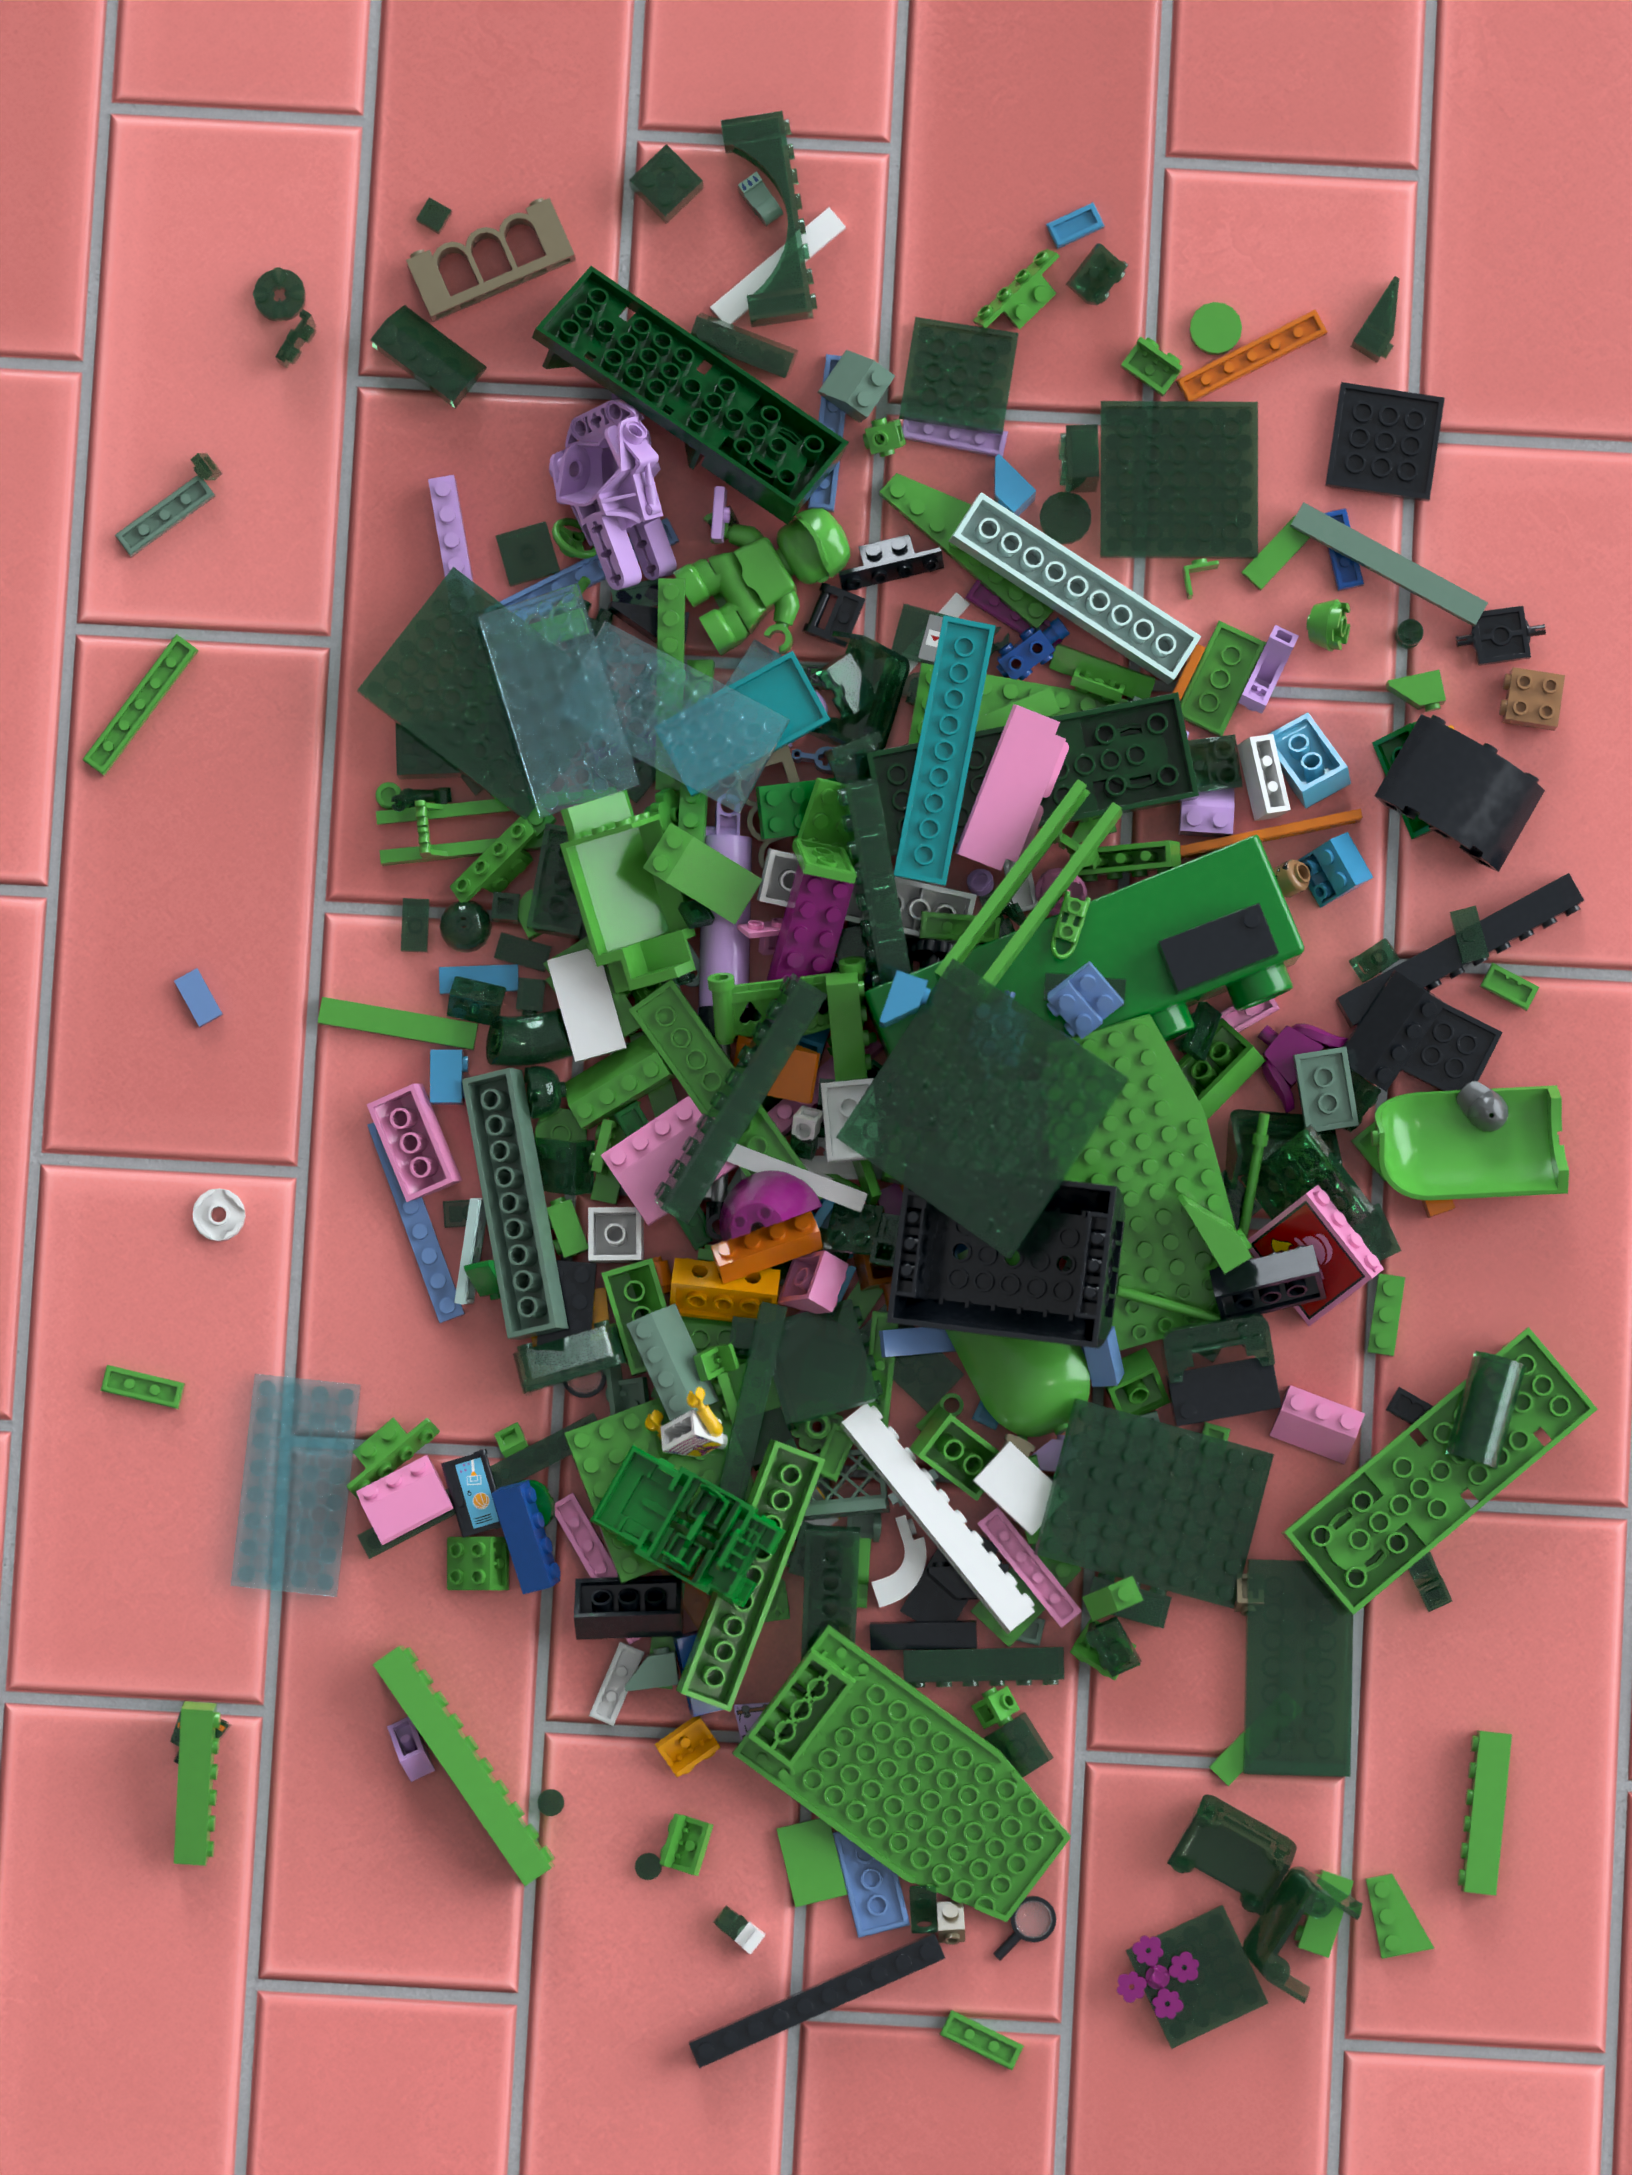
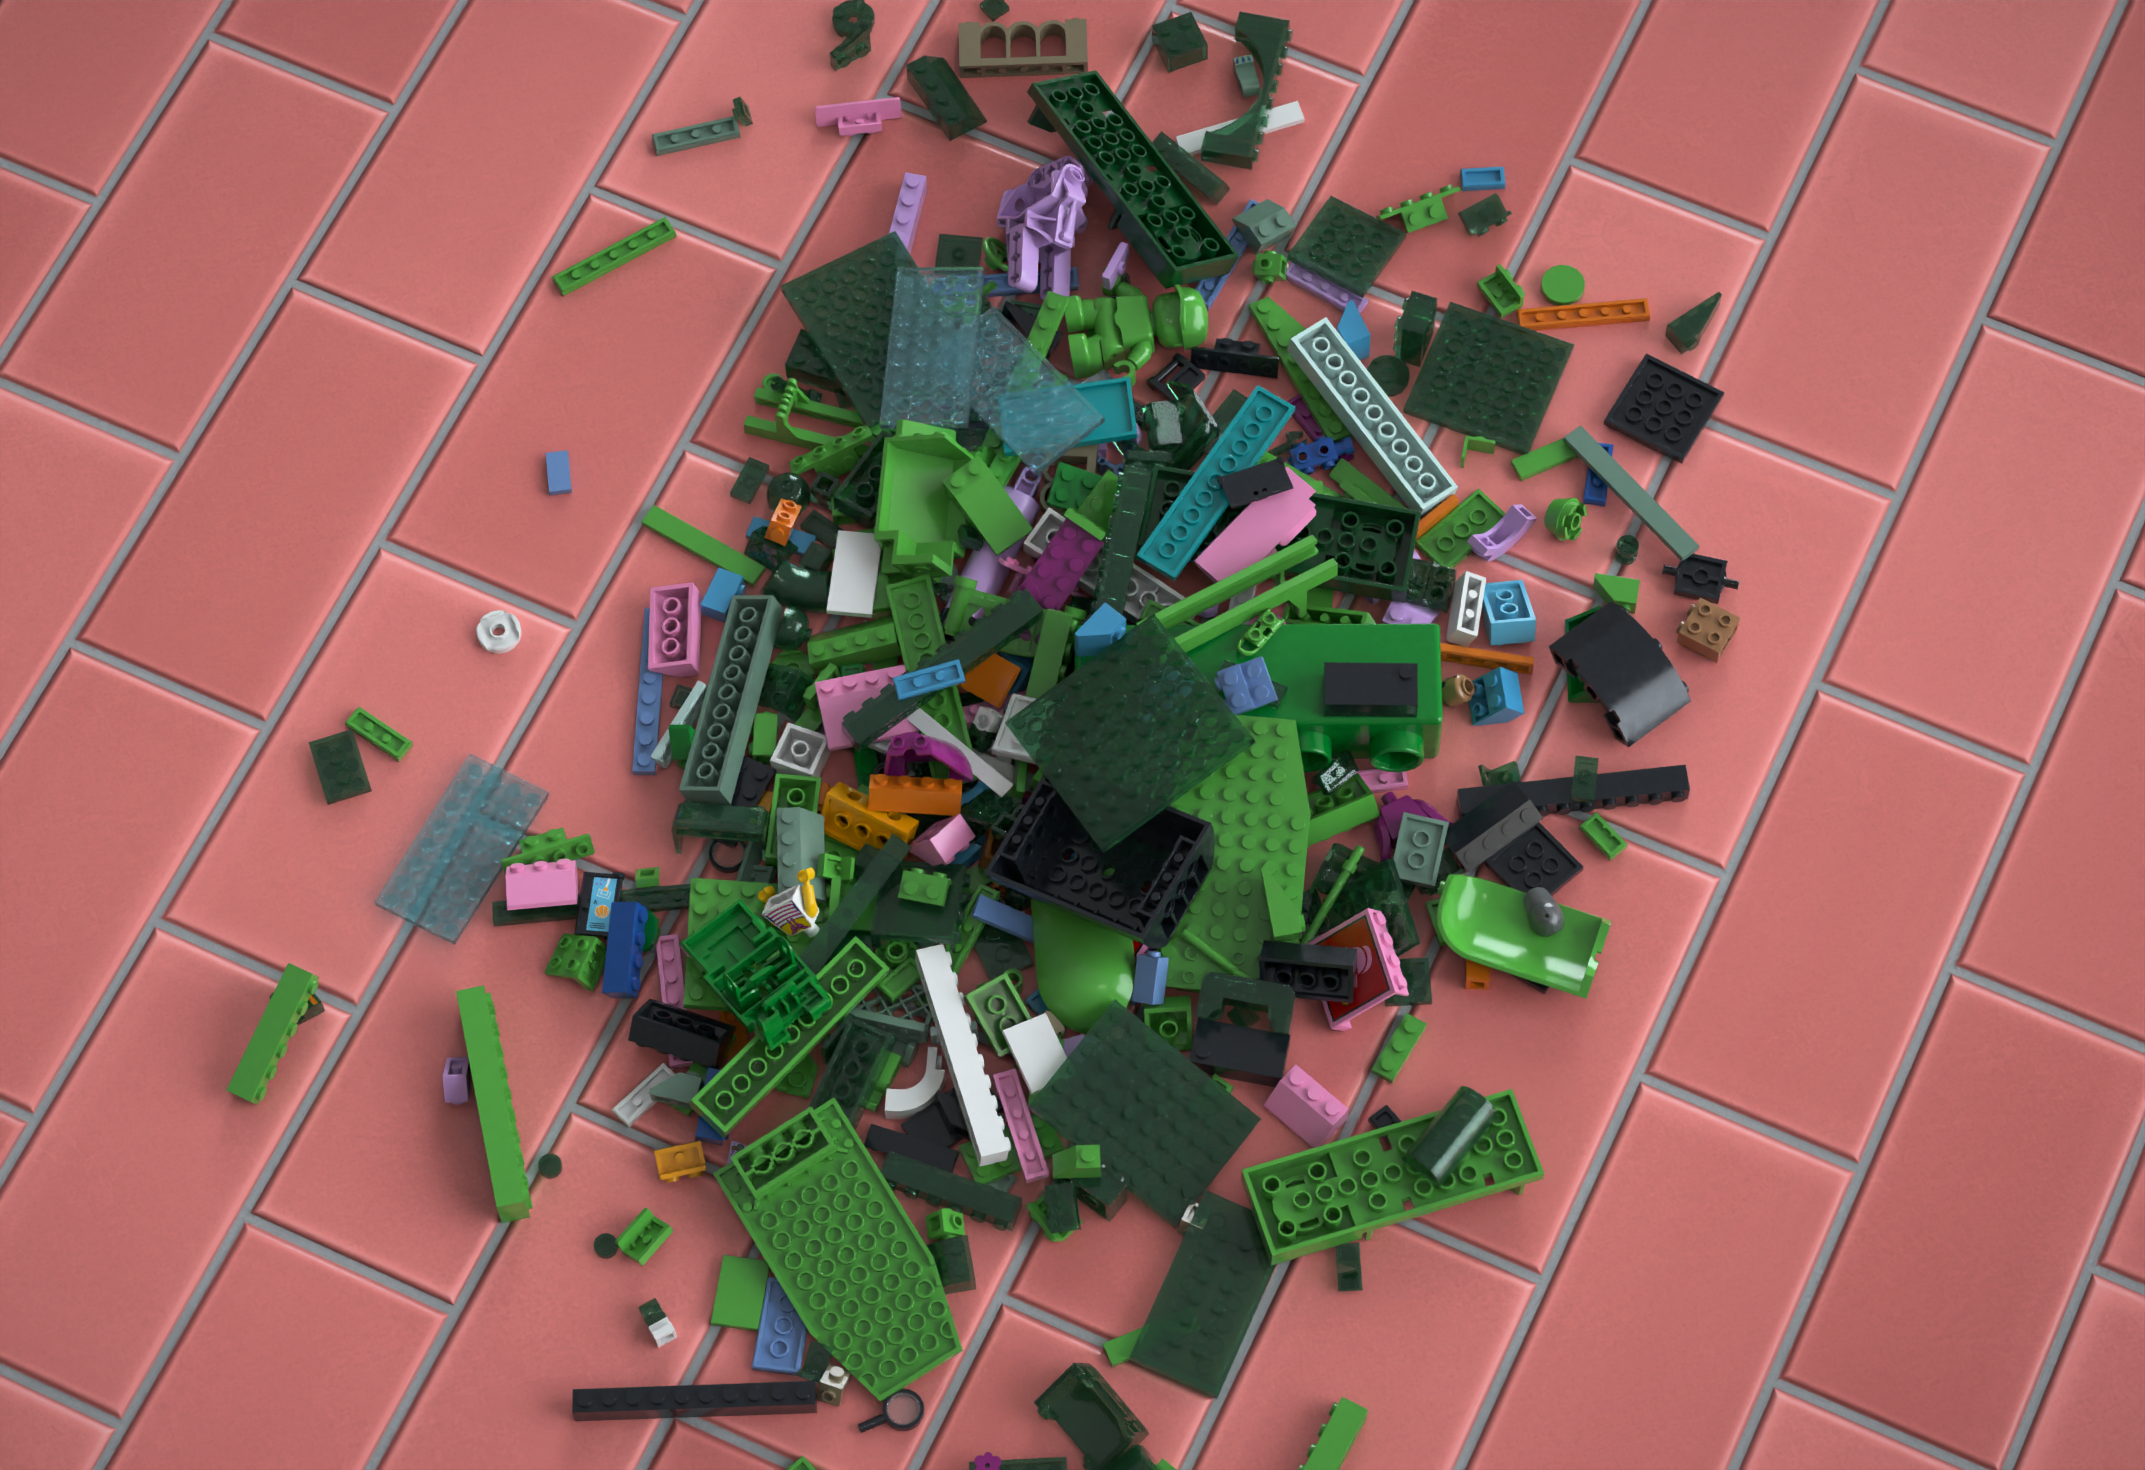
camera: 20 degrees right, 20 degrees down
(119, 1443) = (340, 766): none -> clear green plate
(342, 422) = (858, 116): none -> bright pink bracket
(478, 969) = (783, 521): none -> orange brick
(736, 1124) = (928, 680): none -> dark azure tile
(821, 1347) = (923, 887): none -> bright green bracket
(987, 736) = (1242, 485): none -> black door

